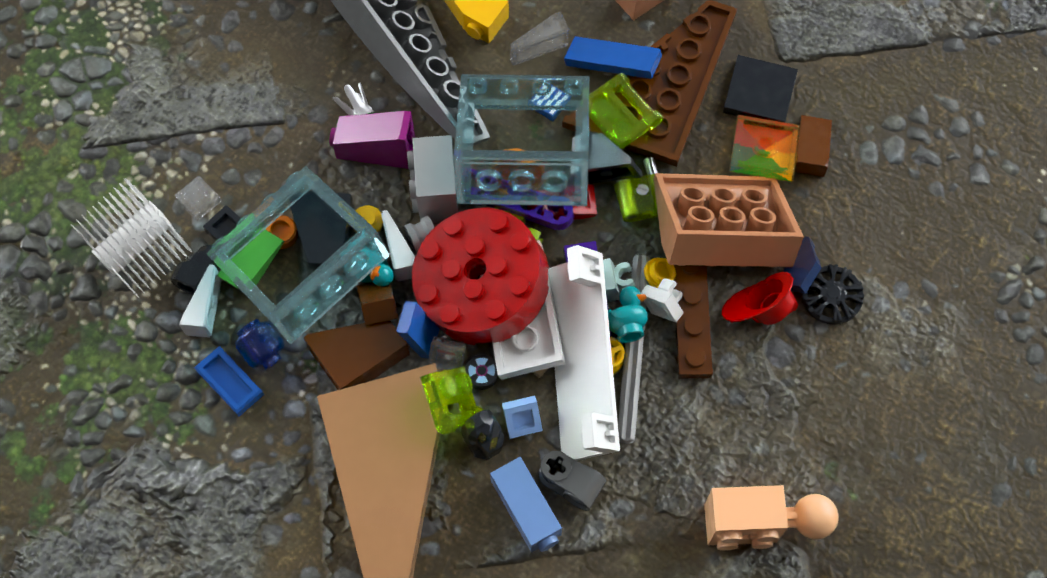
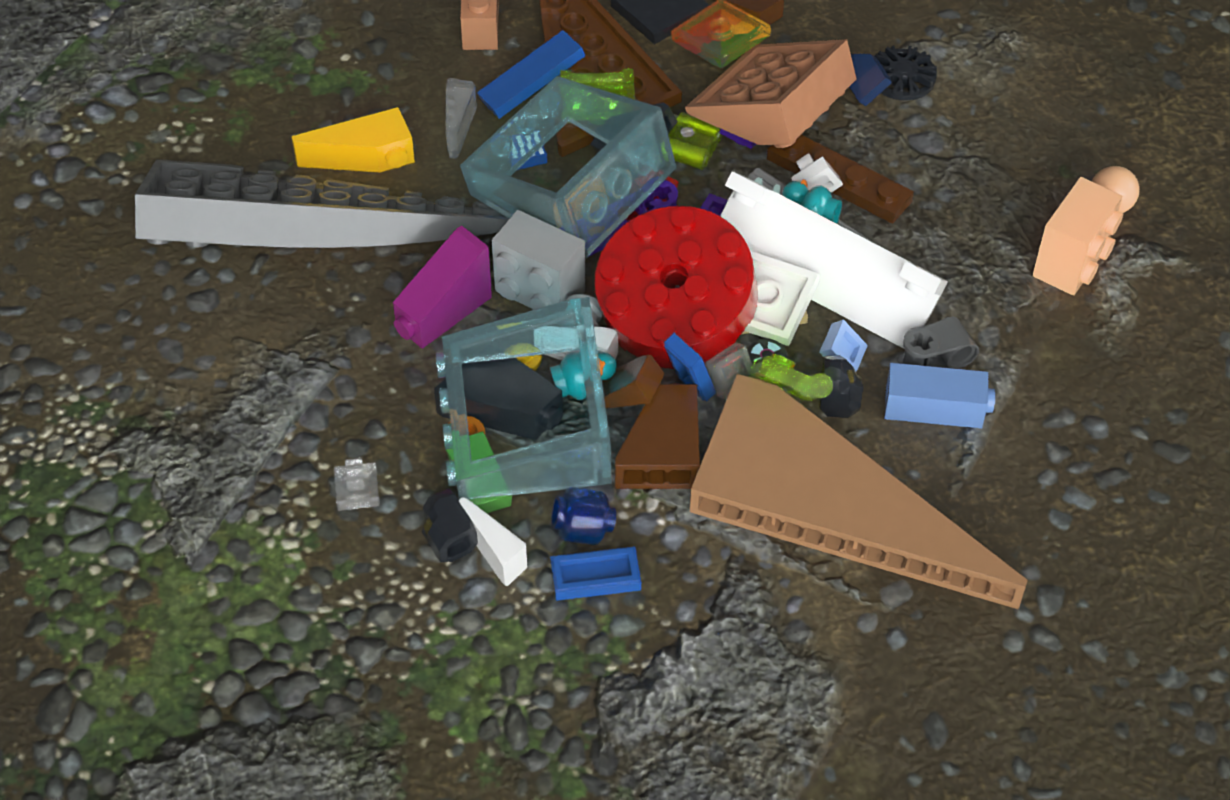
camera: 55 degrees left, 15 degrees down
(133, 236) = (370, 543): white piece -> none
(221, 223) = (415, 479): black tile -> none
(359, 103) = (385, 294): flat silver piece -> none
(657, 270) = (780, 168): yellow plate -> none
(763, 302) = (874, 113): red piece -> none

